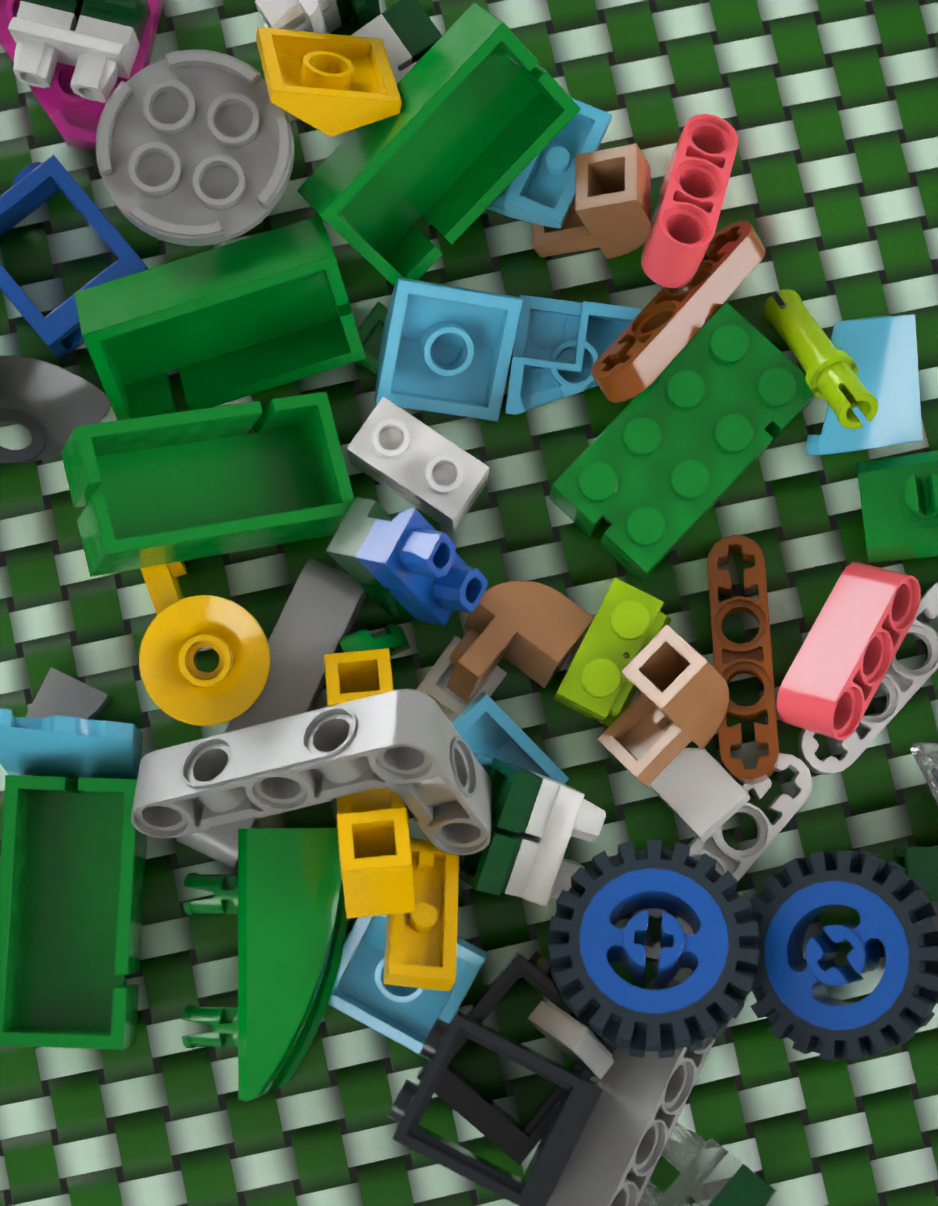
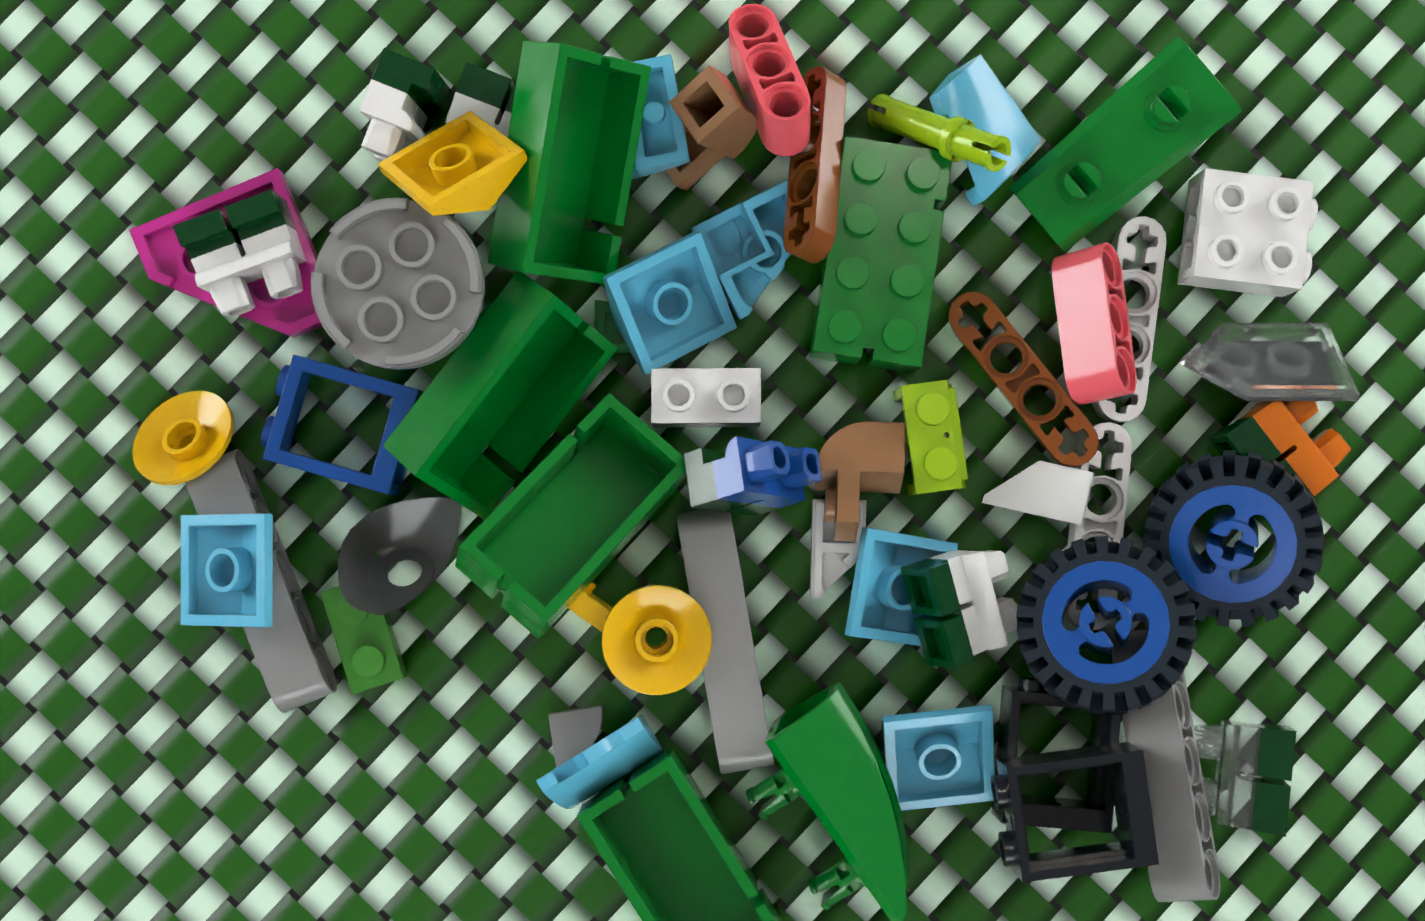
camera: 35 degrees left, 5 degrees up
(323, 754) = (780, 670): light grey beam -> none
(374, 821) = (836, 652): yellow arch -> none
(392, 638) = (761, 544): green tile -> none
(424, 942) = (927, 706): yellow hinge -> none
(572, 1038) = (1091, 725): light grey tile -> none
(678, 704) = (1002, 446): medium nougat brick -> none

